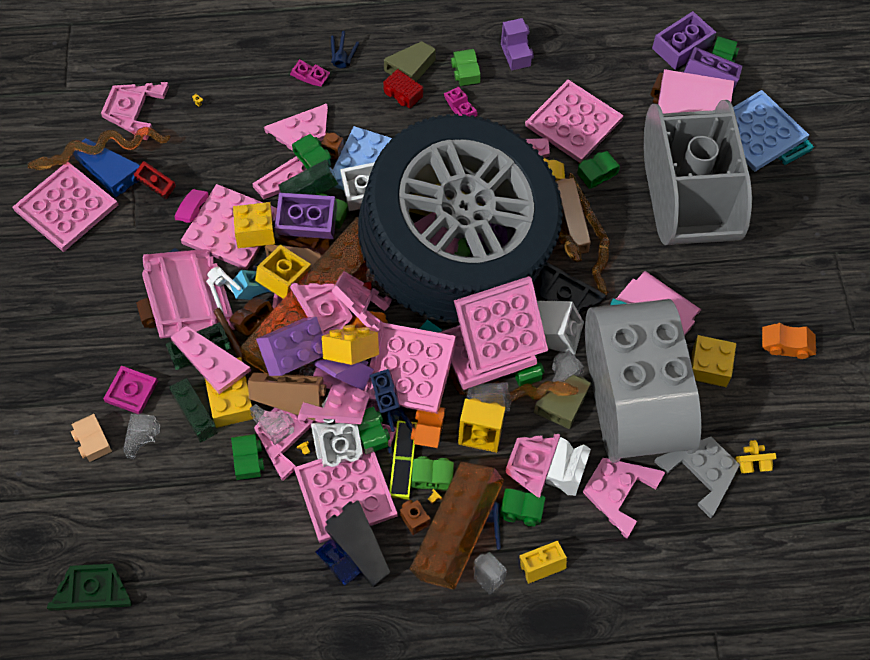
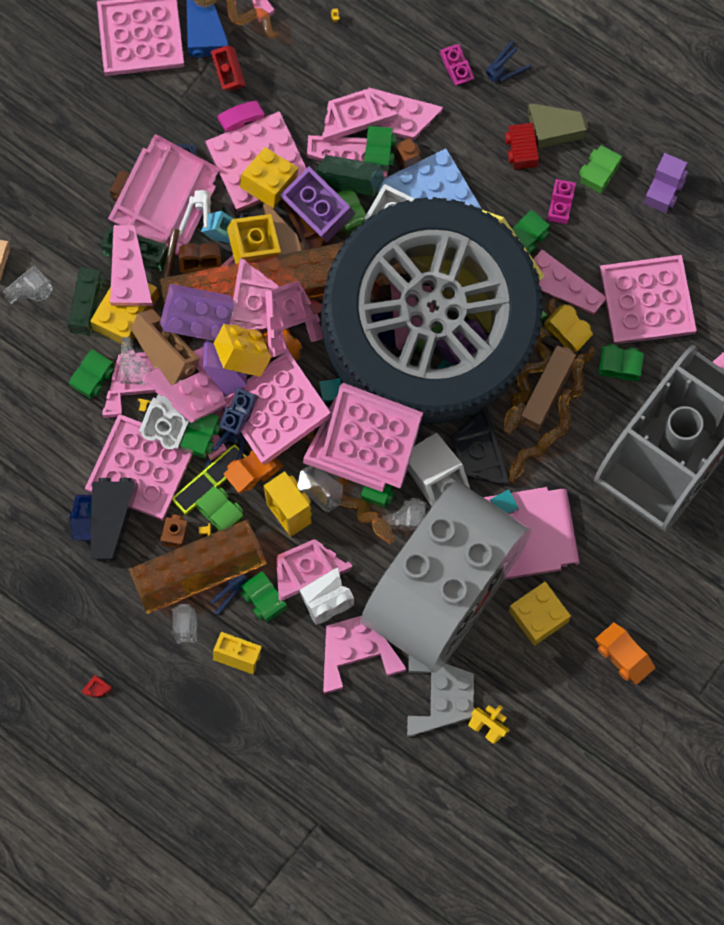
camera: 45 degrees right, 10 degrees up
(130, 390) = (54, 243): dark pink plate -> none
(272, 147) = (355, 114): none -> bright pink wing
(563, 408) = (376, 549): olive slope -> none

